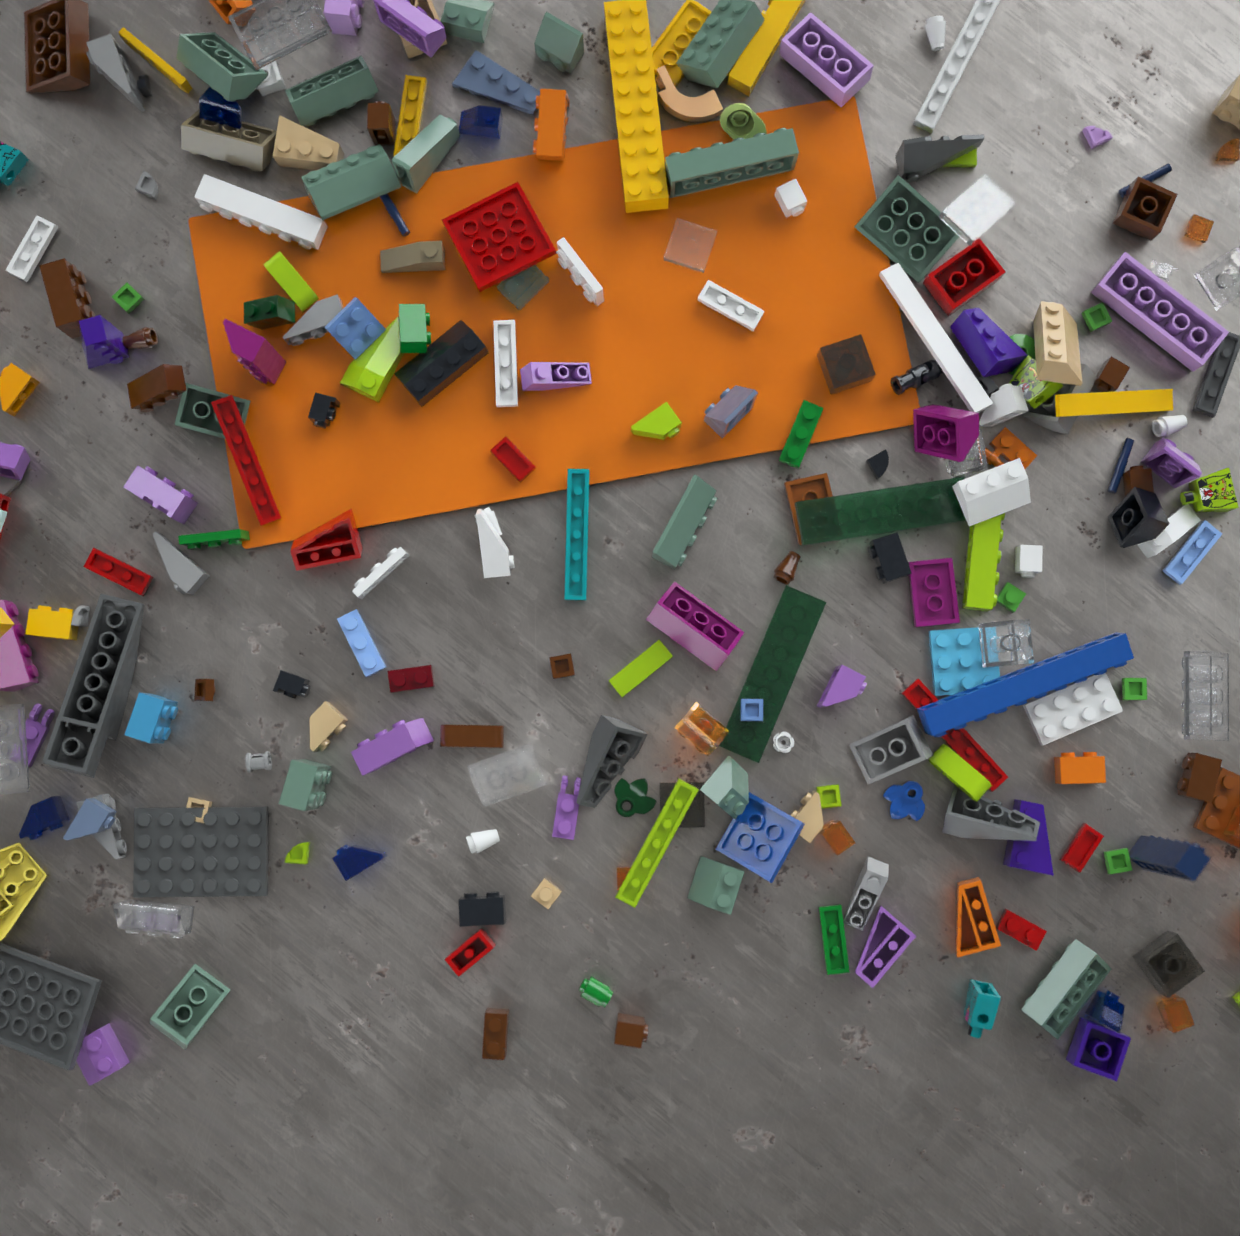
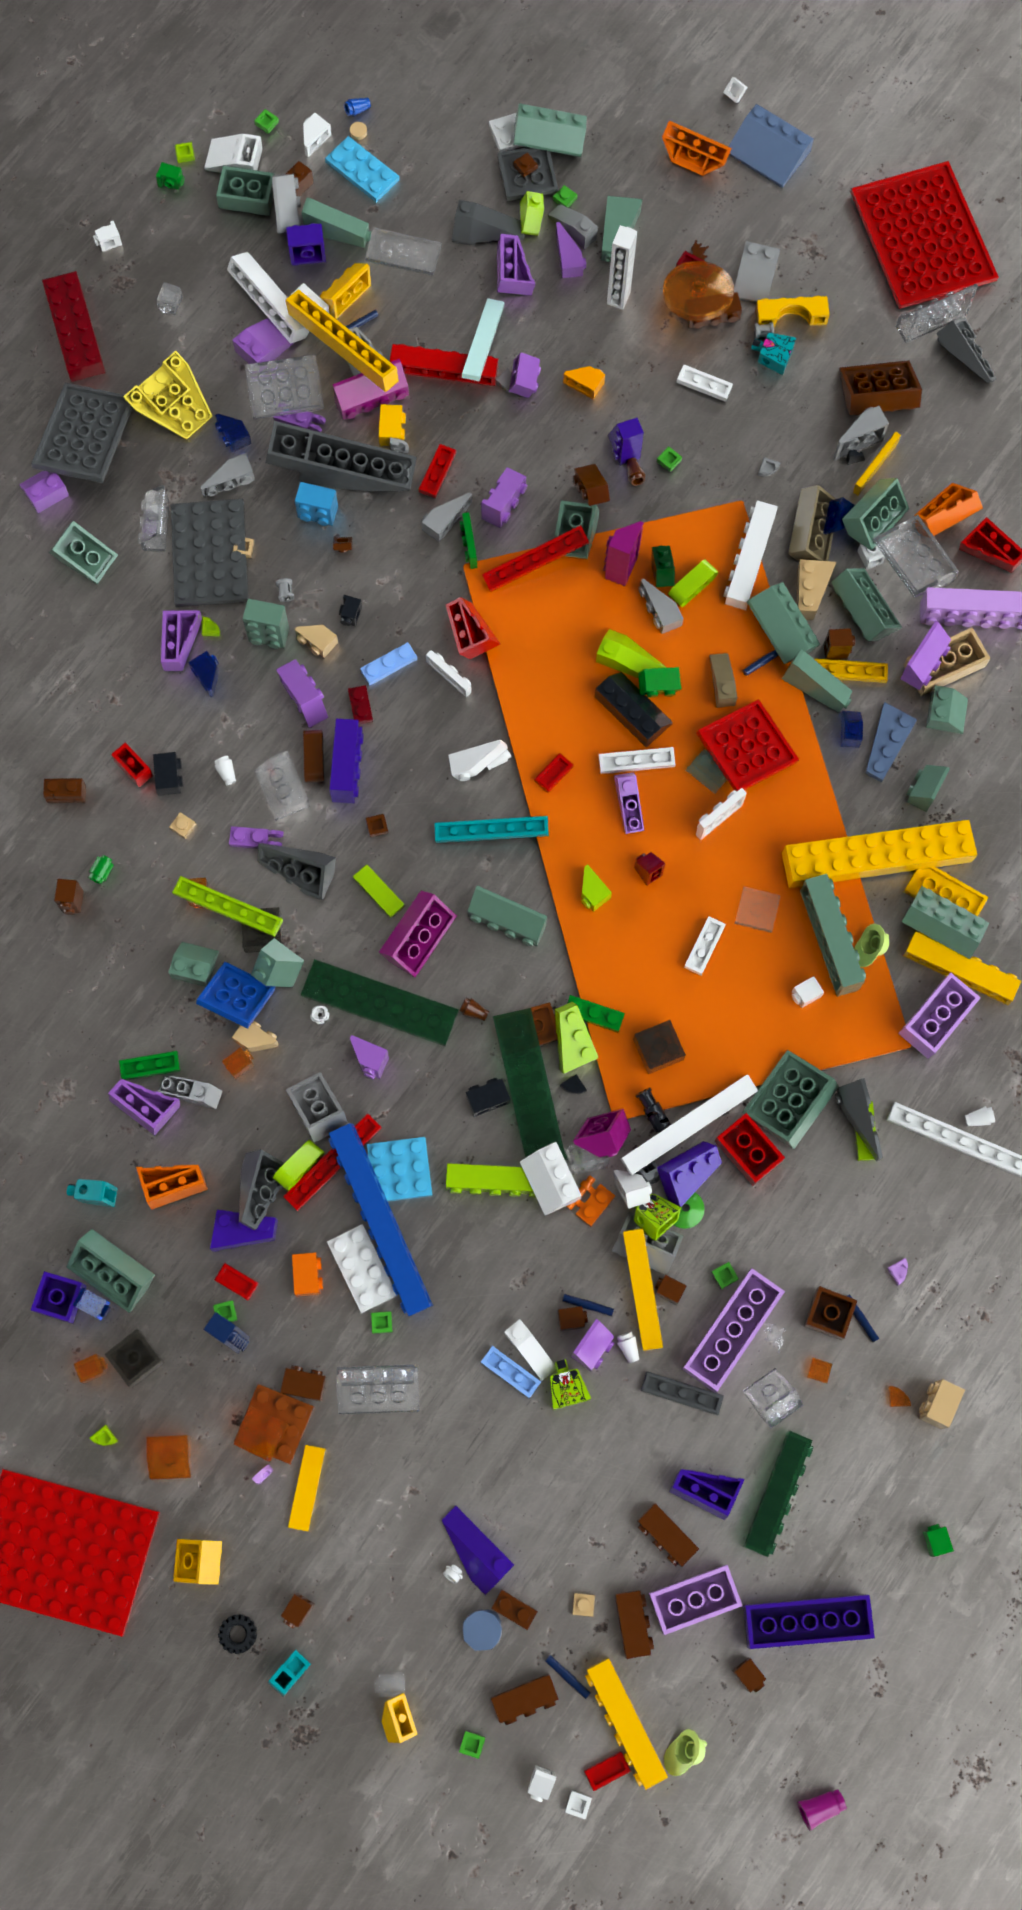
camera: 80 degrees right, 10 degrees down
(66, 295) = (664, 412): reddish brown brick -> none
(90, 819) = (231, 463): sand blue slope -> none
(311, 893) = (178, 636): none -> medium lavender wedge
(323, 410) = (583, 616): black brick -> none
(355, 328) = (656, 635): medium blue plate -> none
(483, 698) = (345, 761): none -> dark purple brick
(551, 124) = (852, 783): orange wedge -> none
(635, 795) = (269, 893): dark green plate -> none
(637, 357) = (649, 867): none -> dark red slope
(683, 107) = (883, 910): light nougat arch -> none
(701, 729) = (328, 941): clear orange slope -> none
(730, 409) = (607, 947): sand blue slope -> none
(751, 710) = (345, 983): medium blue tile -> none
(829, 796) = (274, 1056): lime tile -> none
(833, 457) = (574, 1041): none -> lime wedge
(904, 804) = (269, 1122): blue plate -> none
(933, 592) = (459, 1138): magenta plate -> none
(977, 209) = (813, 1156): clear tile -> none
(1006, 643) = (415, 1200): clear slope -> none
(1010, 597) = (459, 1208): bright green plate -> none
(1021, 929) = (162, 1229): red plate -> none
(1028, 560) = (493, 1220): white brick -> none
(1056, 345) = (691, 1232): tan slope -> none
(1138, 518) = (537, 1314): black slope -> none

